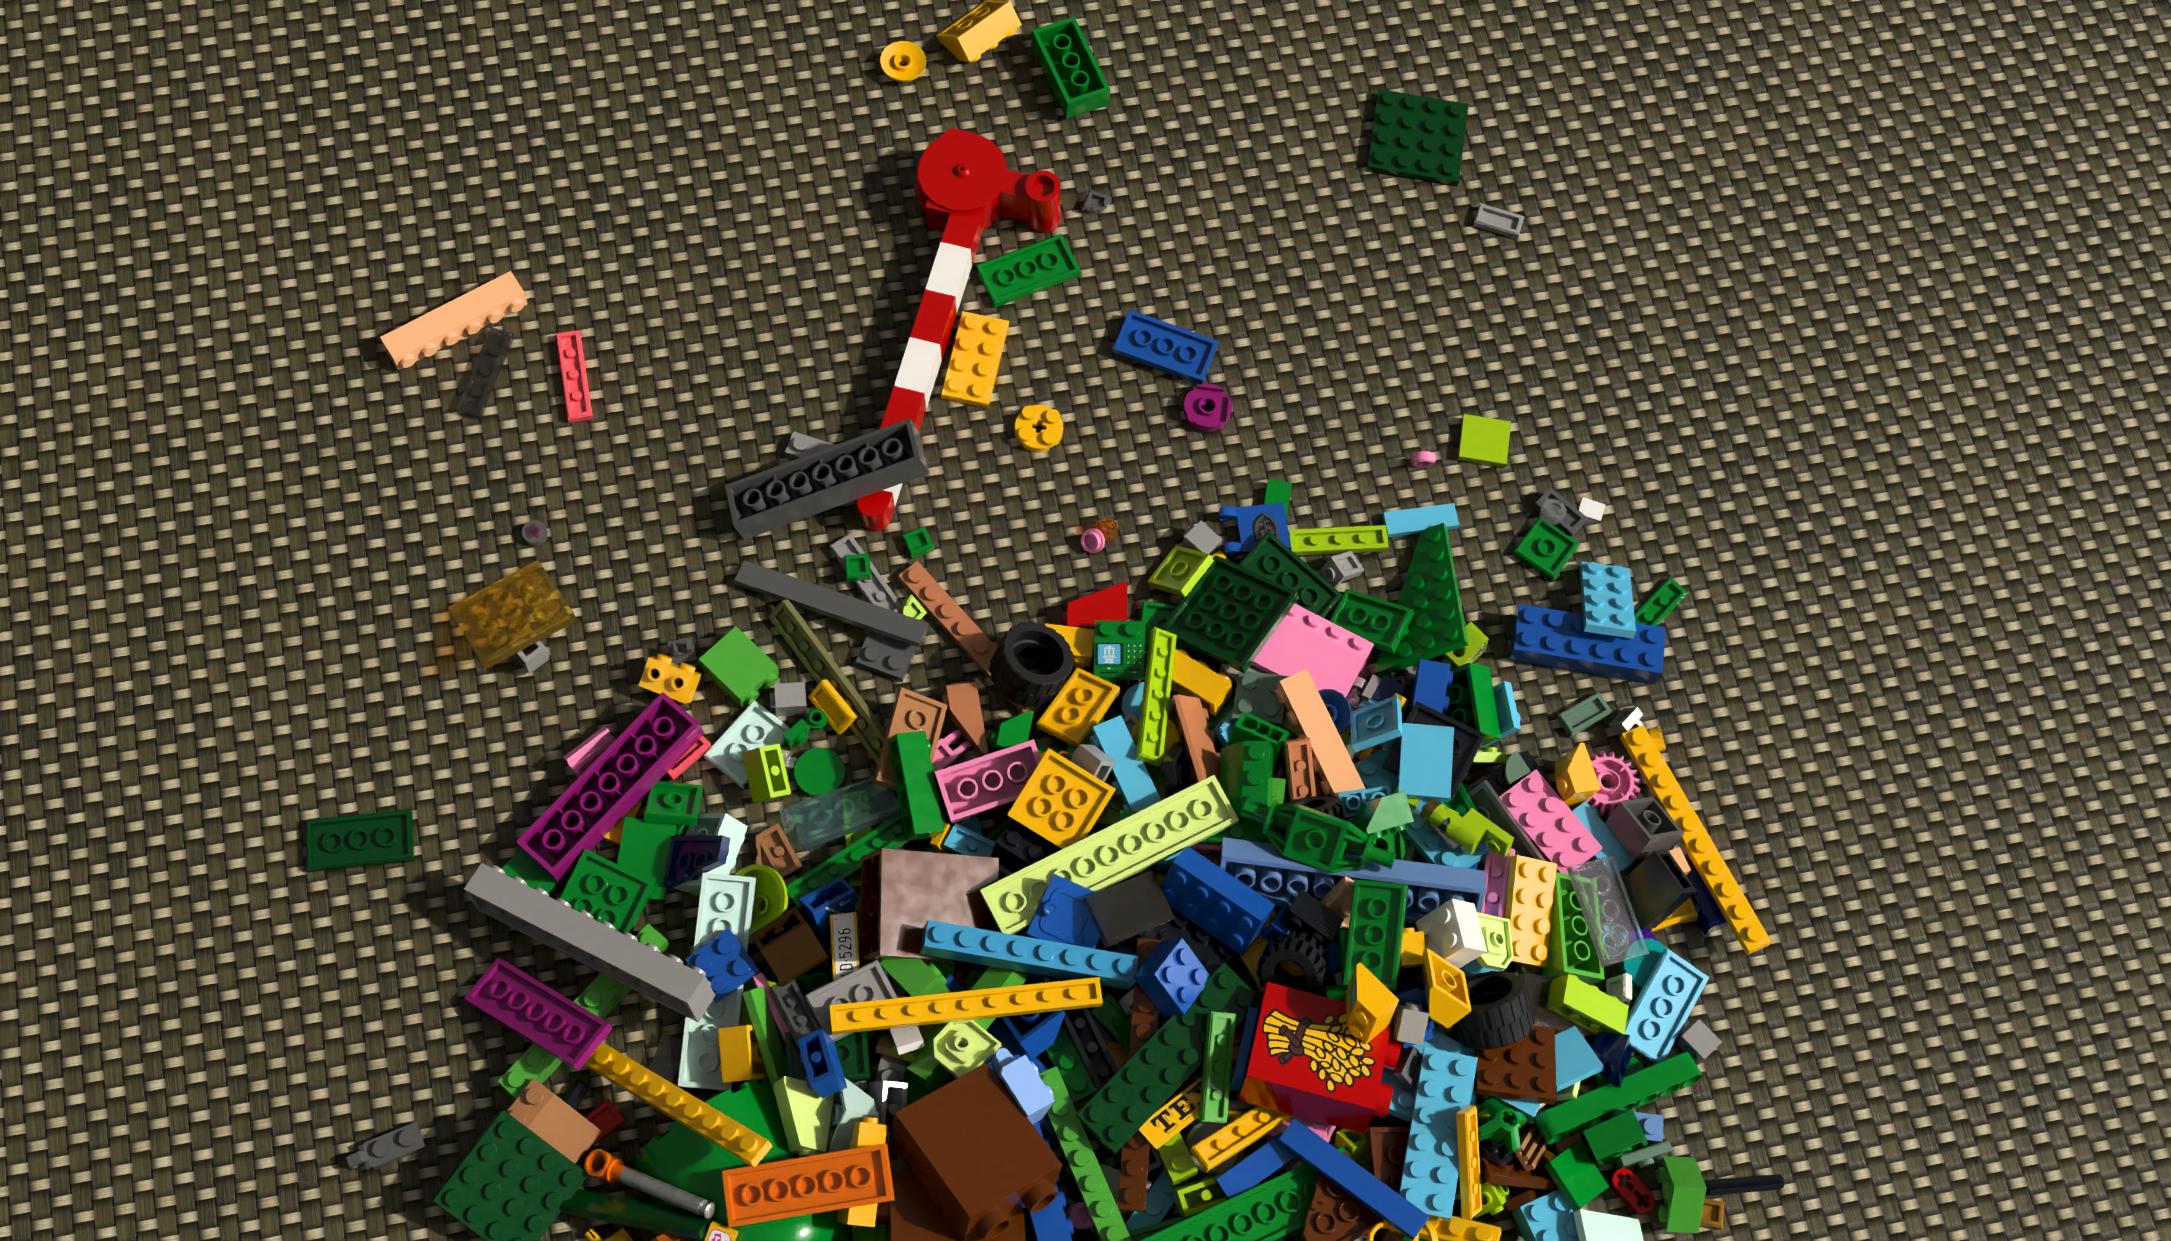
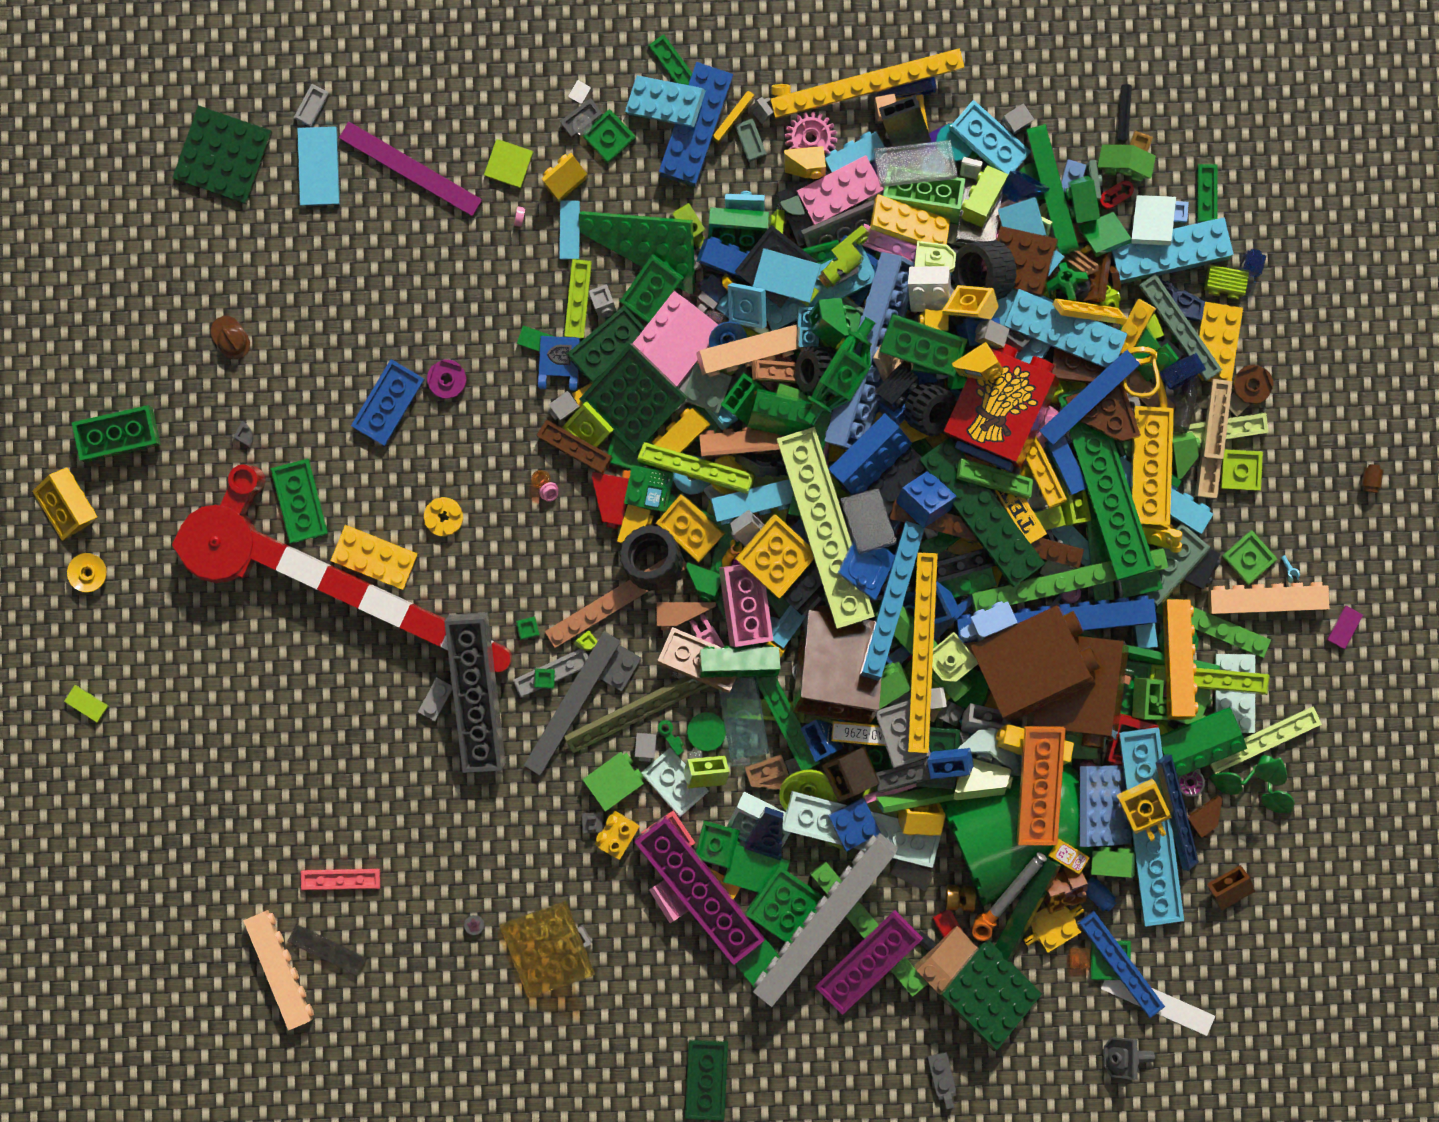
camera: 75 degrees left, 20 degrees up
(639, 1119) = (953, 895): none -> pearl gold wheel
(679, 1105) = (963, 867): yellow plate -> none
(749, 82) = (86, 703): none -> lime tile
(836, 709) = (656, 714): yellow tile -> none
(1154, 559) = (574, 447): none -> reddish brown plate
(1206, 174) = (230, 337): none -> reddish brown piece
(1429, 237) = (318, 166): none -> medium azure tile
(1450, 336) = (410, 169): none -> magenta tile
(1484, 499) = (564, 177): none -> yellow slope
(1607, 687) = (733, 117): none -> yellow tile
(1643, 827) = (854, 119): dark grey brick -> none

